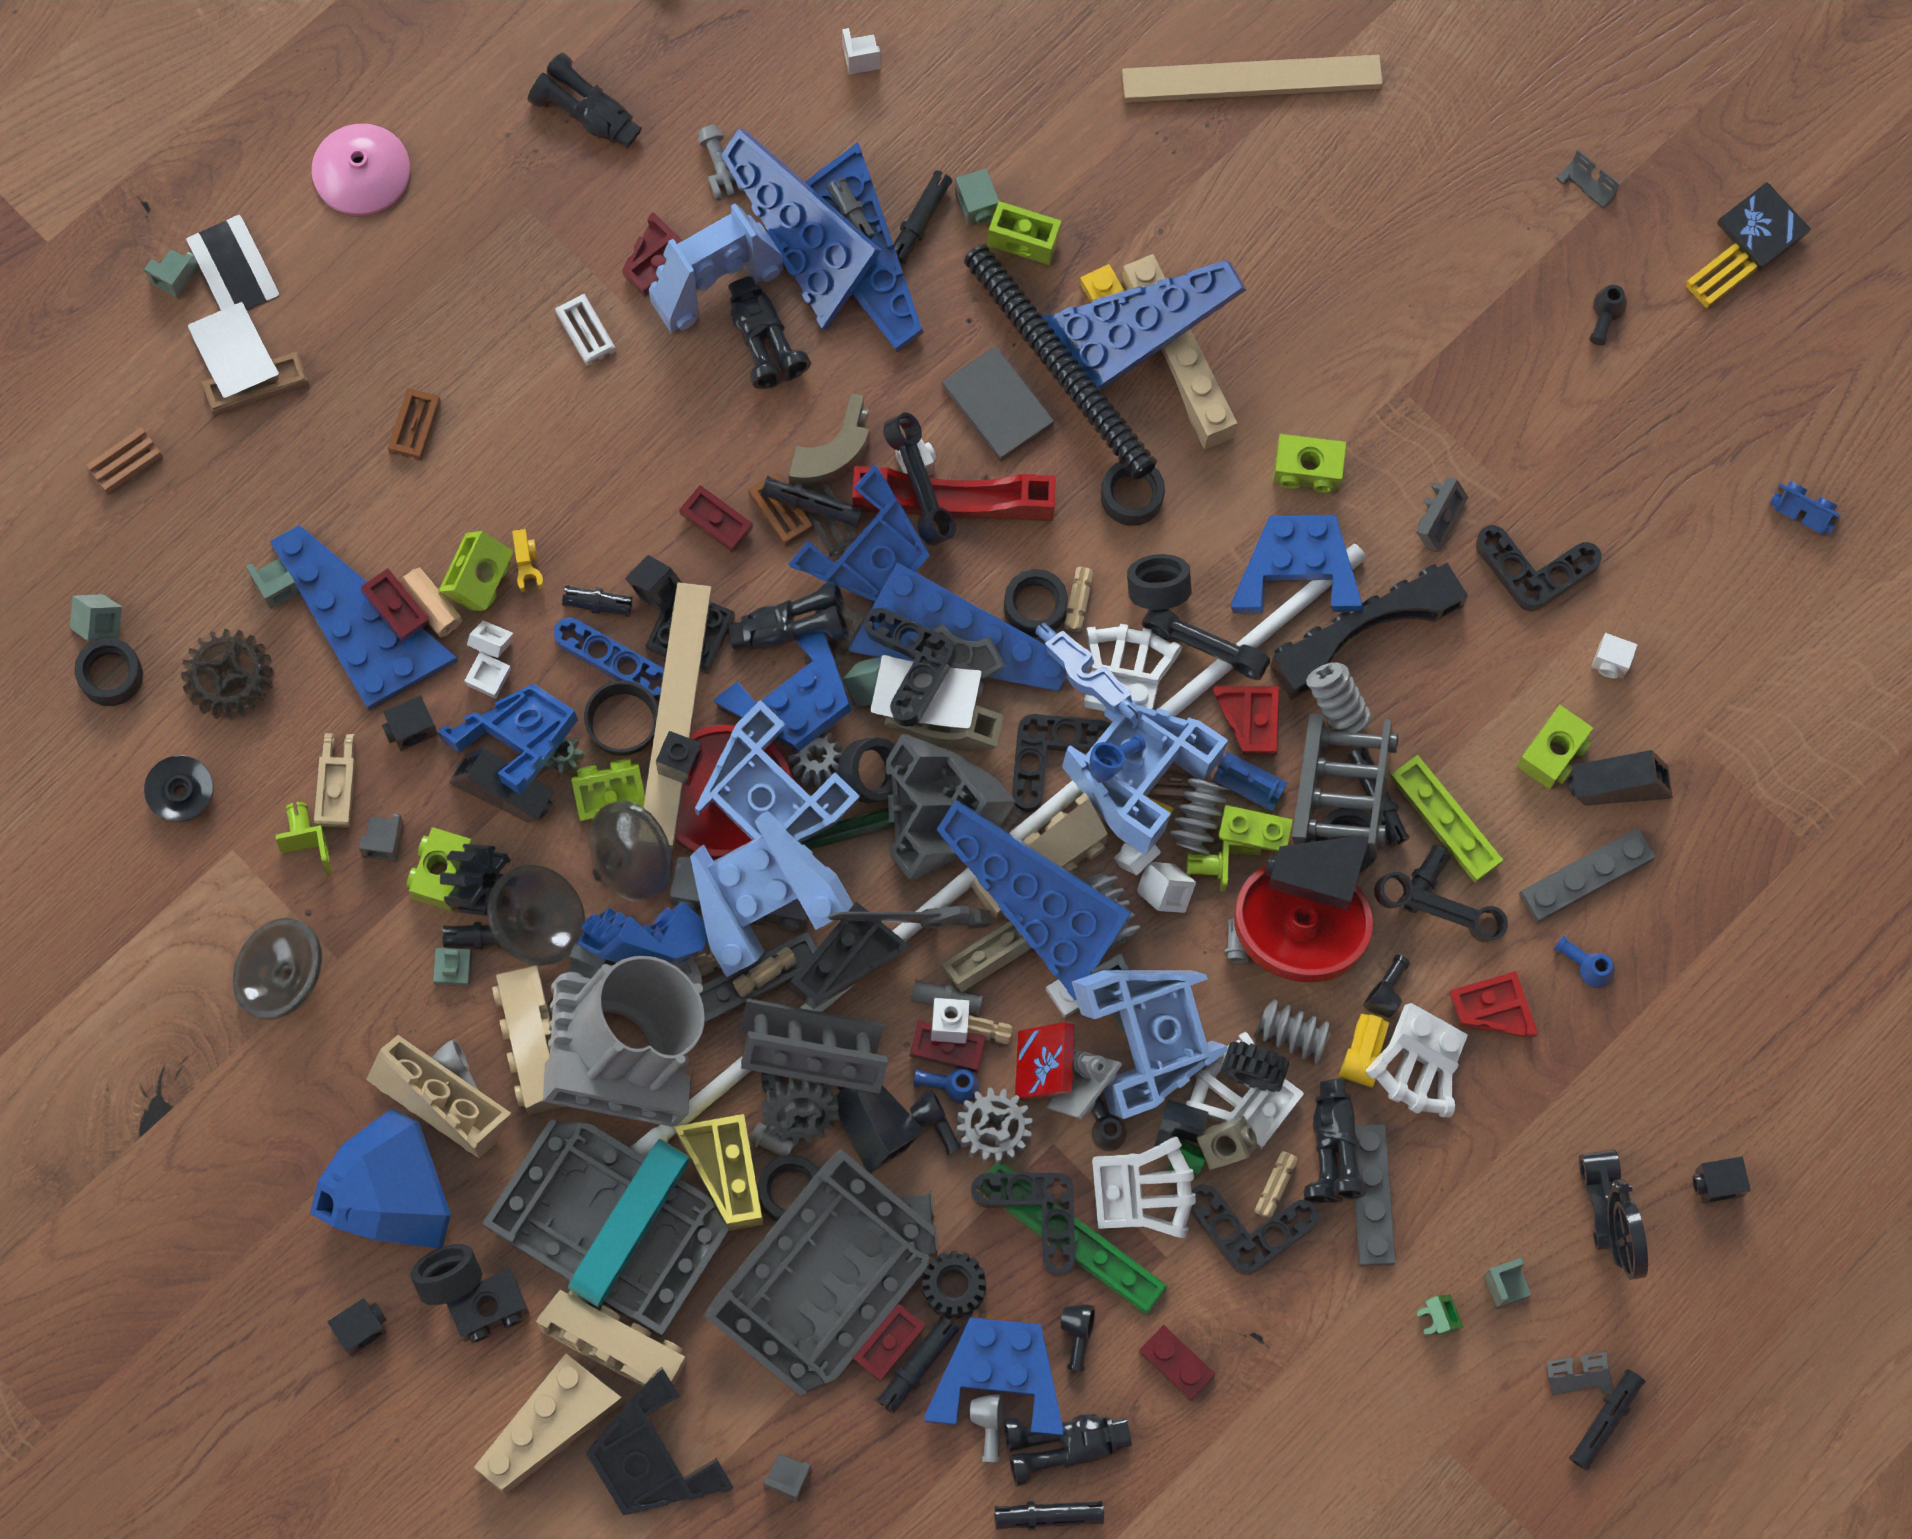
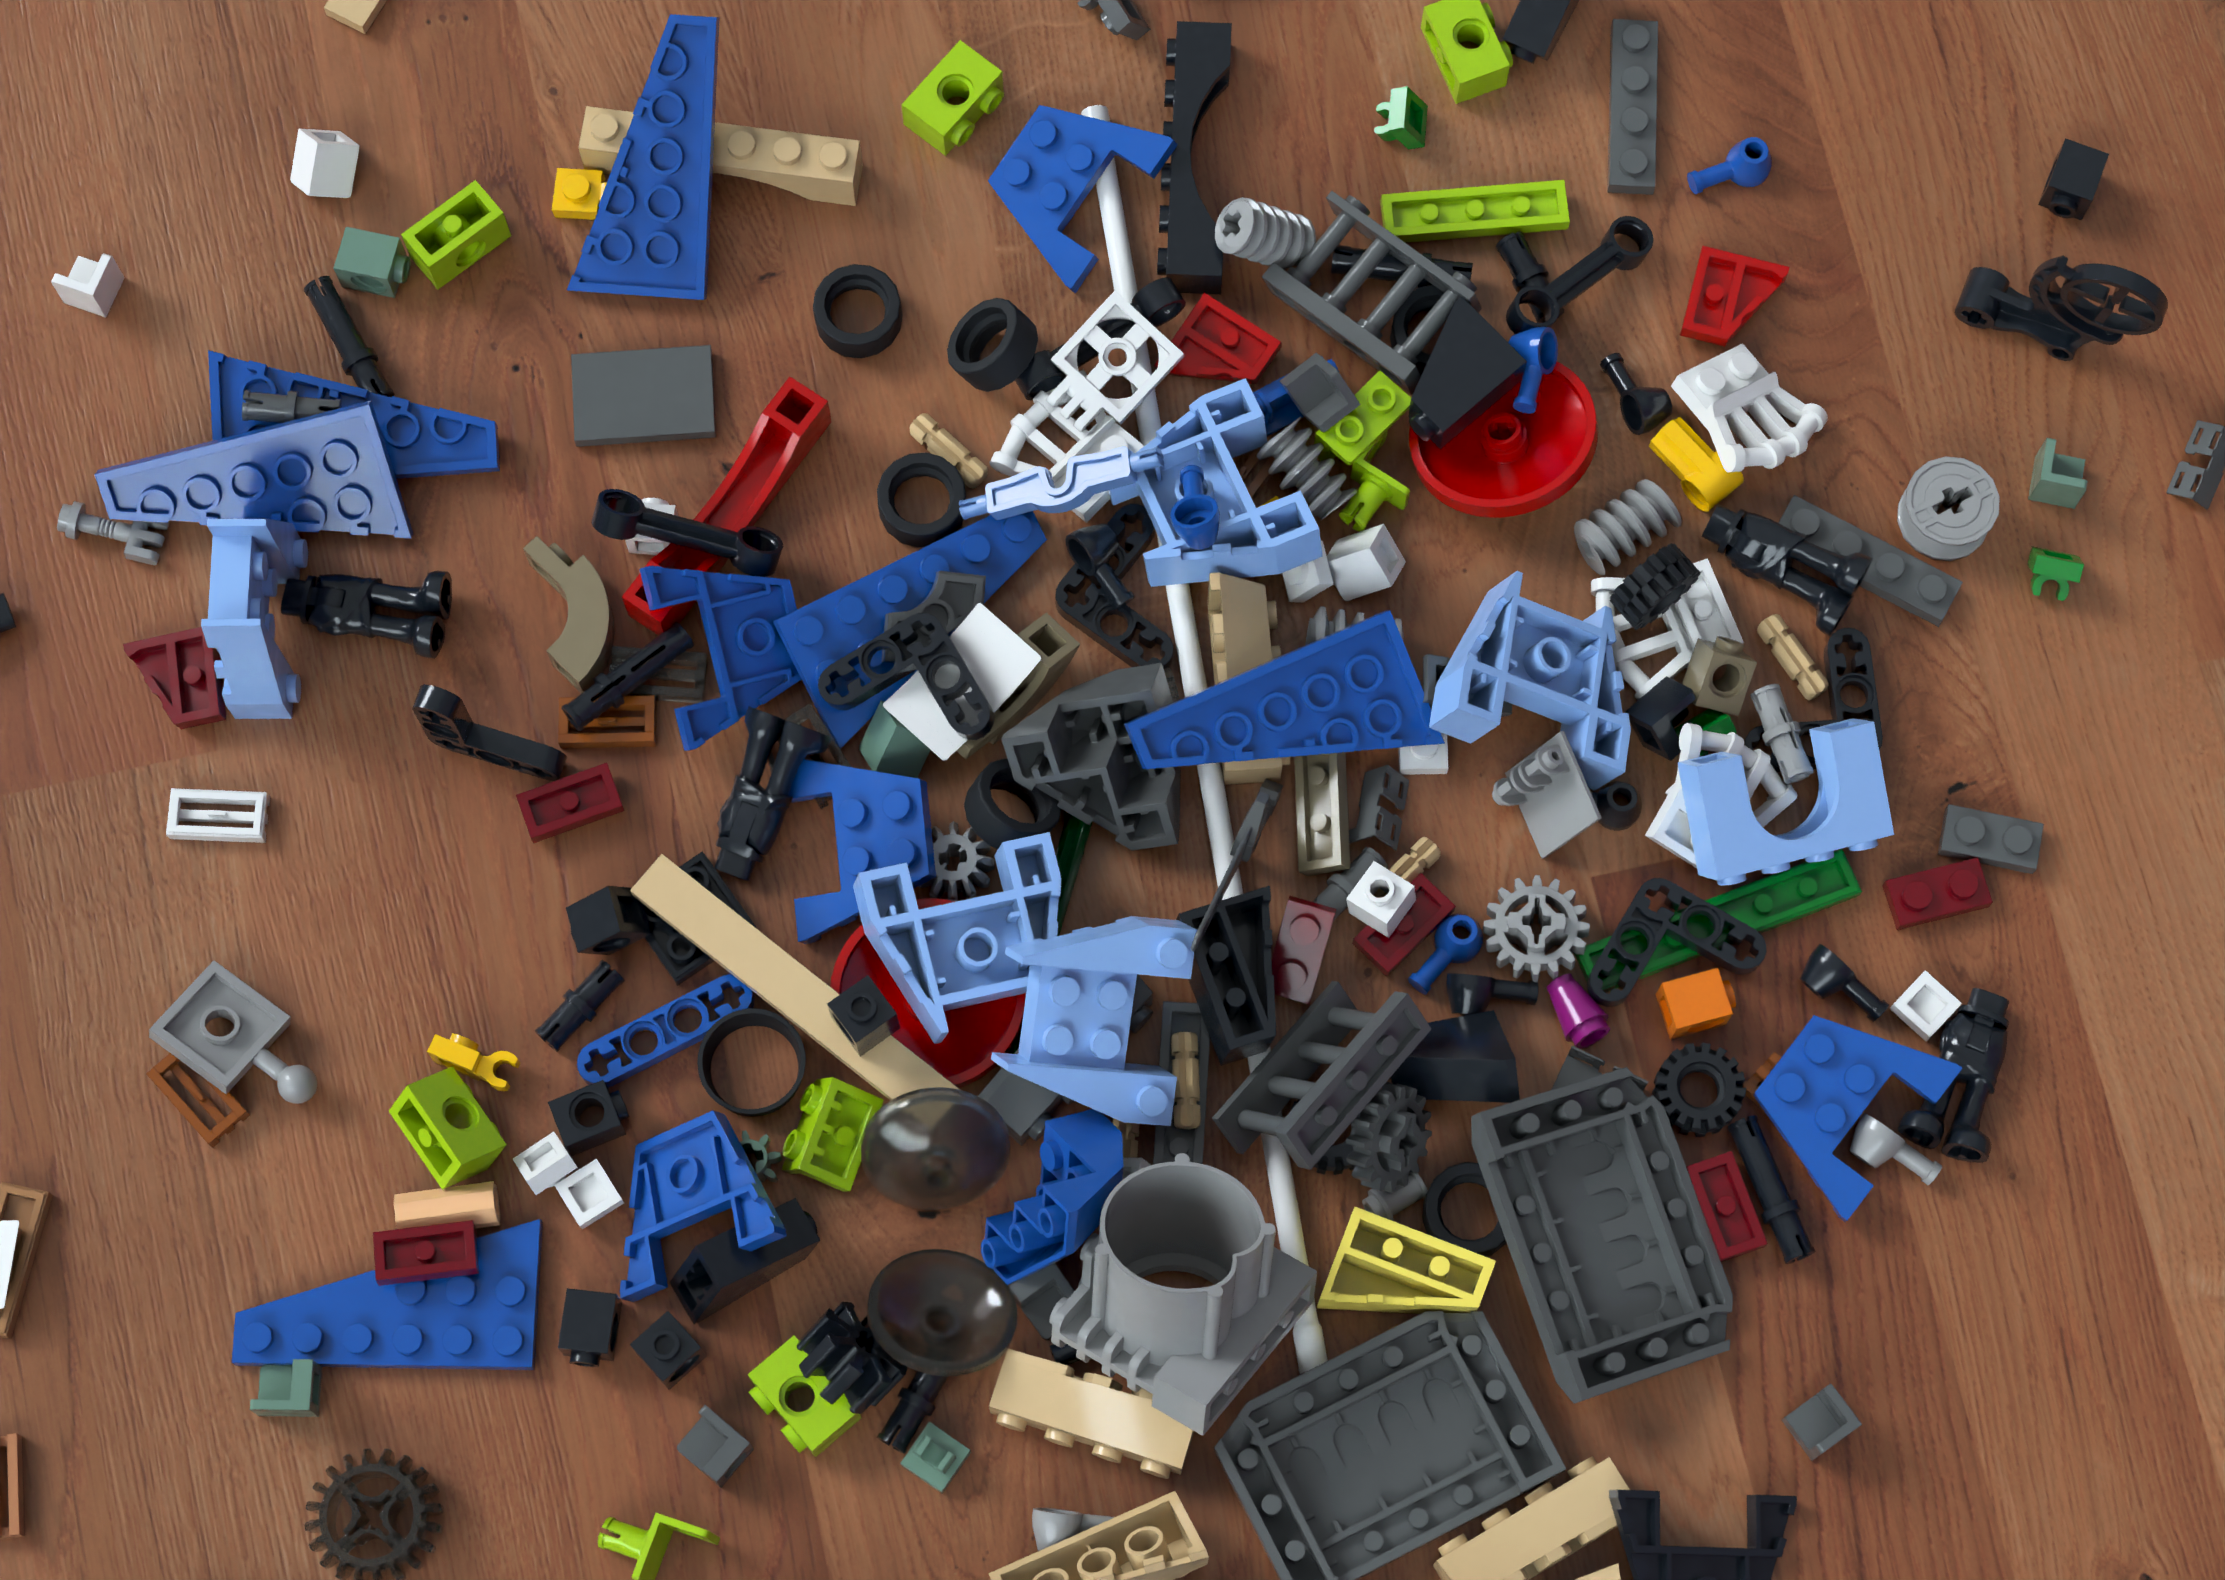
camera: 55 degrees left, 0 degrees up
(335, 784) = (608, 1466): tan hinge -> none
(421, 775) = (668, 1350): none -> black brick
(443, 426) = (229, 1057): none -> light grey plate
(525, 634) = (569, 1108): none -> black brick
(628, 1222) = (1407, 1425): teal beam -> none
(720, 445) = (452, 728): none -> black beam
(890, 992) = (1300, 948): none -> plate
(957, 1183) = (1577, 1012): none -> magenta cone
(1007, 983) = (1369, 806): none -> dark grey piece
(1007, 1251) = (1695, 1003): none -> orange brick
(1023, 132) = (324, 163): none -> white panel
(1042, 1515) = (2030, 1161): black pin -> none
(1045, 1061) = (1496, 821): red tile -> none
(1060, 362) = (643, 290): black piece -> none
(1065, 720) = (1091, 551): none -> black bar
(1096, 1394) = (1925, 1006): none -> white plate
(1164, 653) = (1086, 390): none -> white piece
(1188, 1273) = (1847, 813): none -> light blue arch
(1214, 1203) = (1781, 733): none -> light grey pin
(1234, 1376) = (1990, 837): none -> dark grey plate
(1235, 952) = (1485, 529): light grey pin -> none
(1253, 791) = (1319, 392): none -> dark grey panel
(1367, 908) = (1540, 351): none -> blue bar
(1457, 1231) = (1947, 483): none -> light grey piece
(1480, 739) = (1406, 118): none -> green tile

